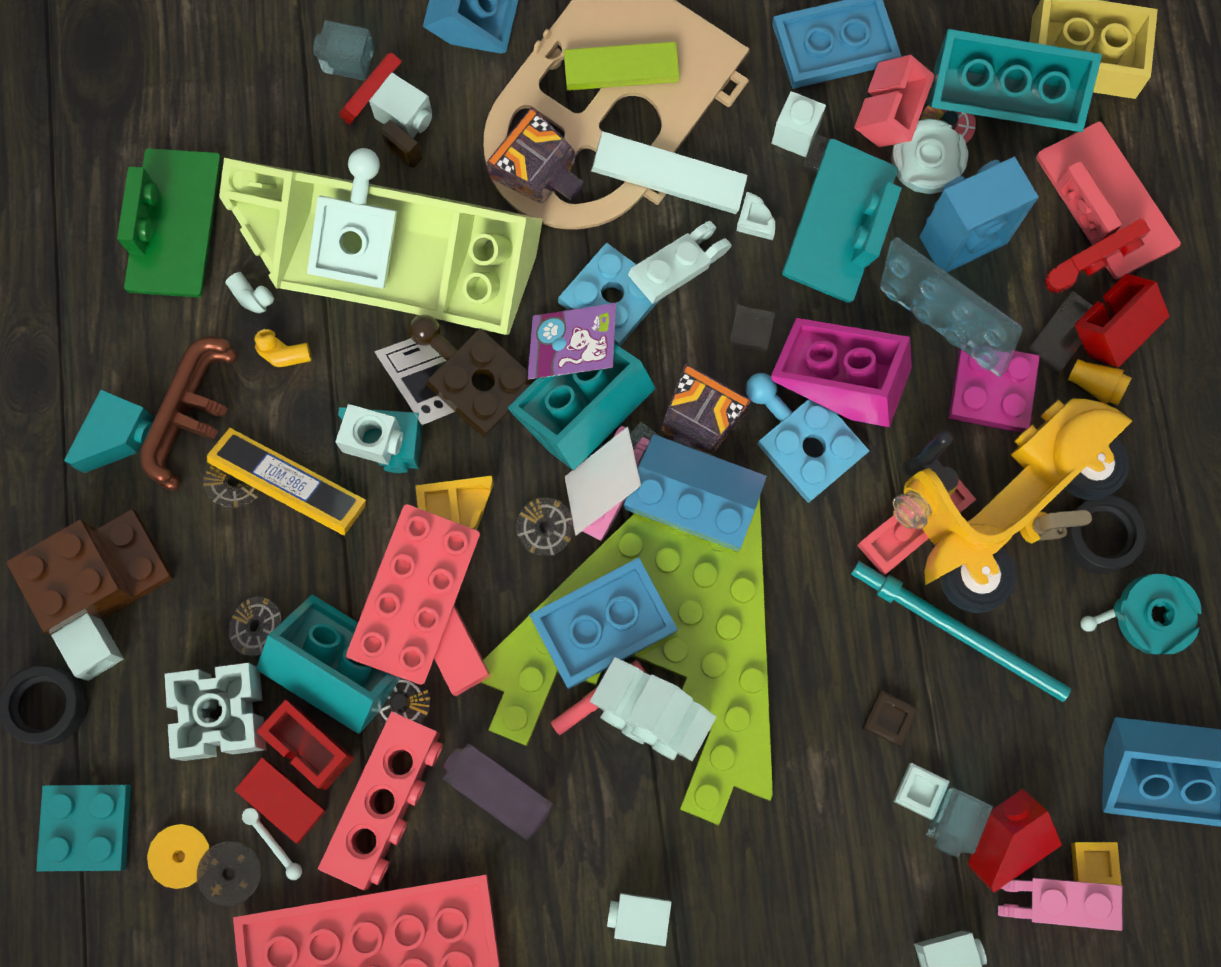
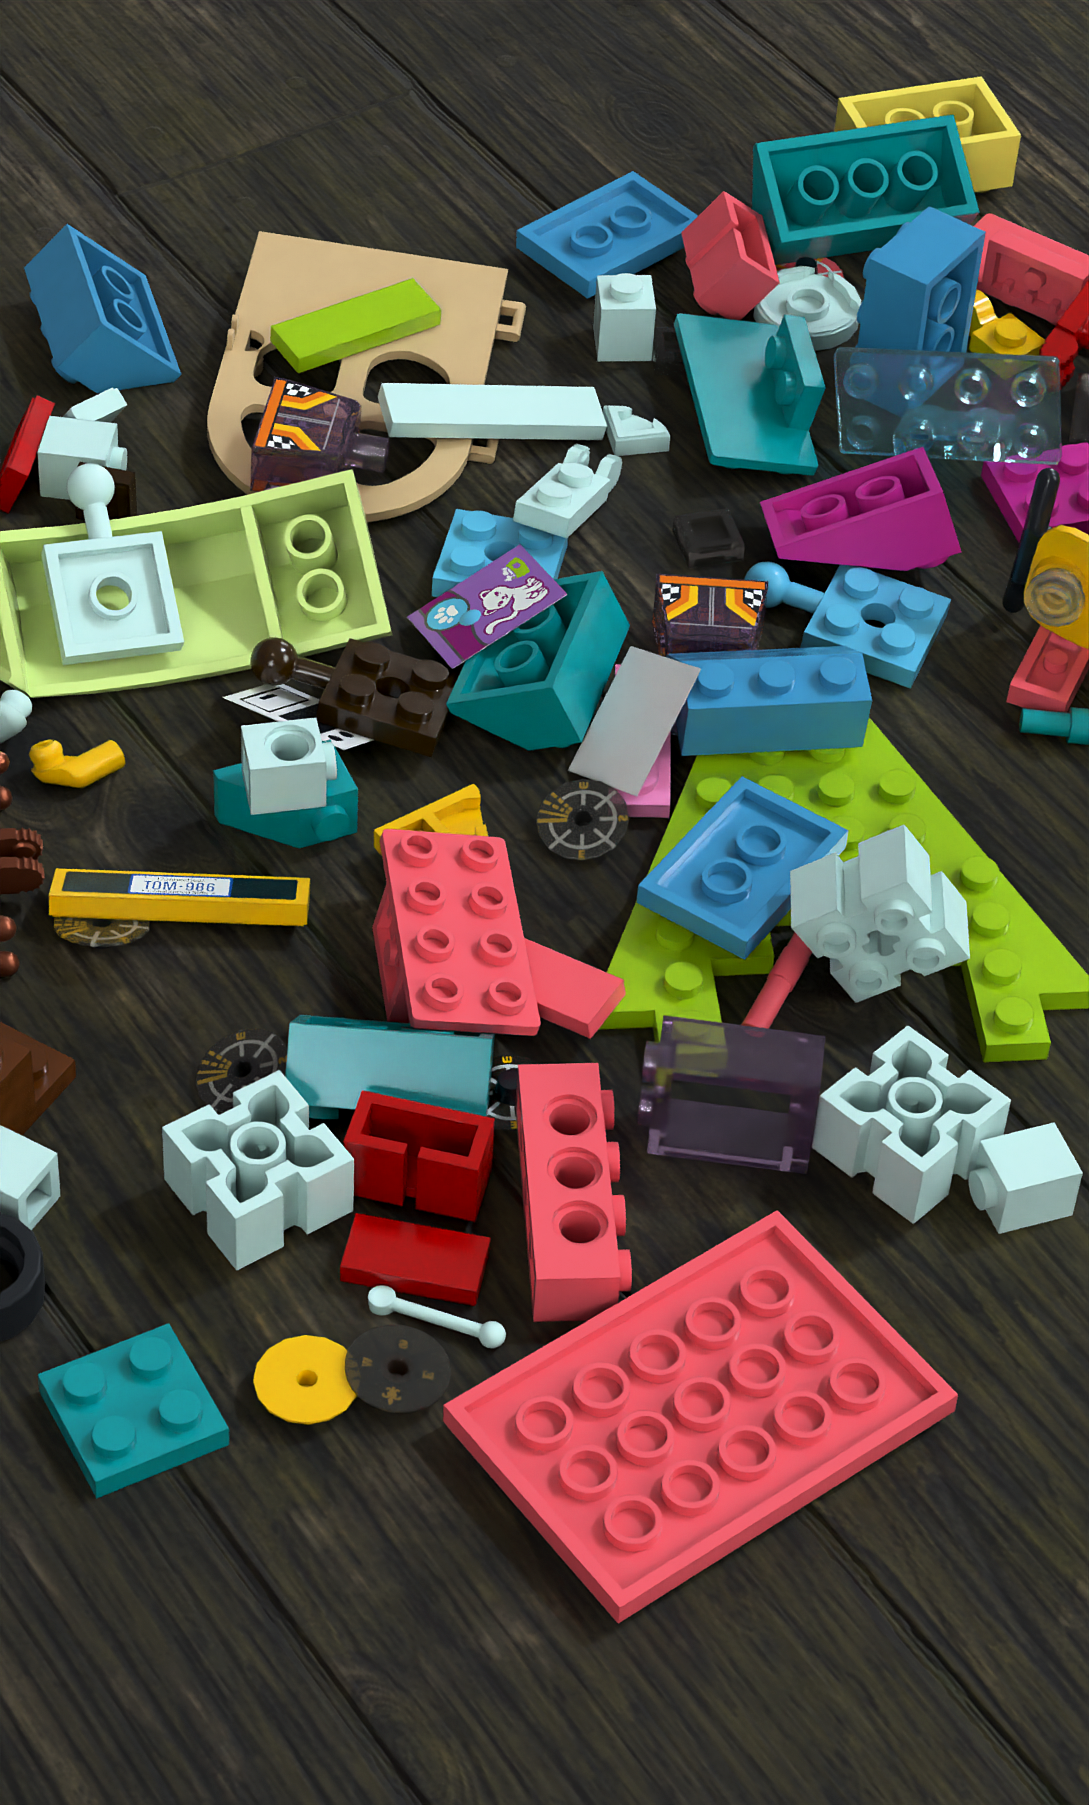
camera: 30 degrees left, 30 degrees down
(426, 72) = (100, 408): none -> light aqua tile
(579, 880) = (908, 1123): none -> light aqua brick
(1041, 240) = (1001, 334): none -> yellow plate

